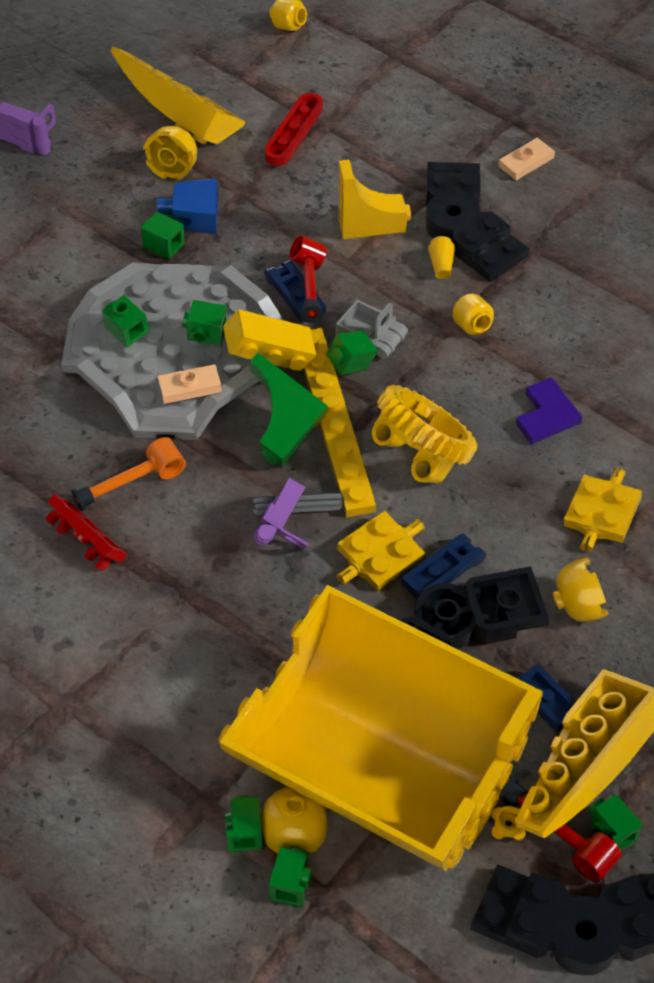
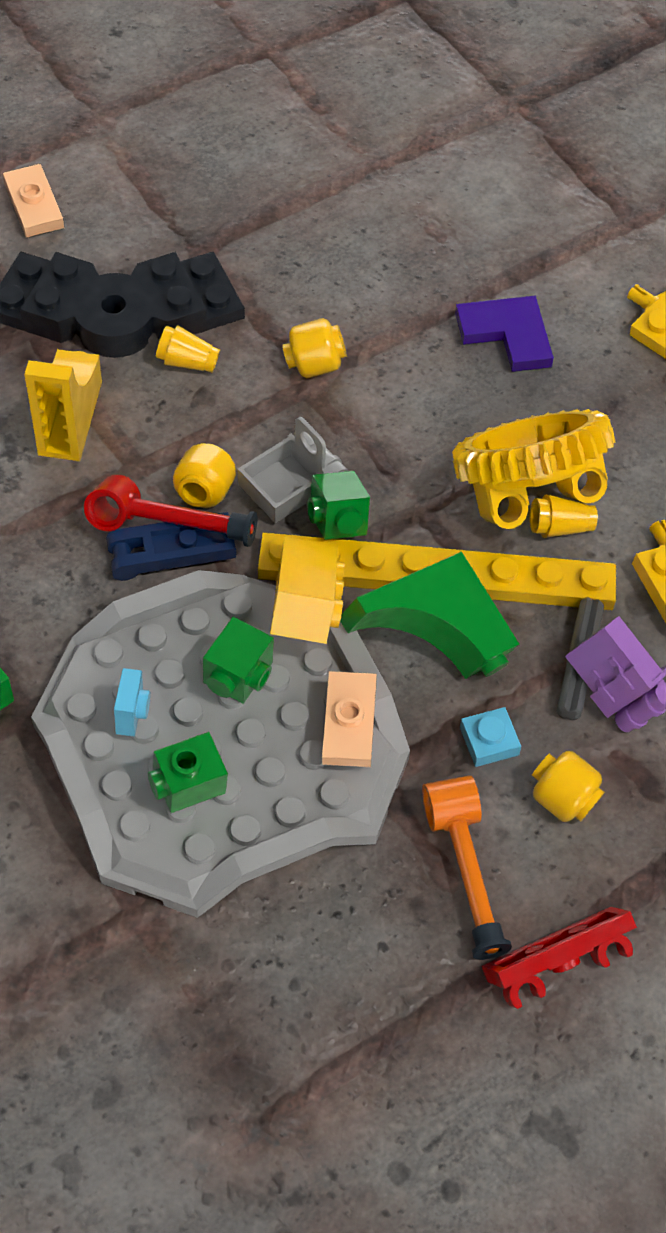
camera: 75 degrees left, 5 degrees up
(160, 283) = (131, 702): none -> medium azure plate
(197, 511) = (567, 786): none -> yellow head
(223, 471) = (490, 737): none -> medium azure plate
(348, 287) = (204, 475): none -> yellow head
(398, 466) = (559, 516): none -> yellow cone

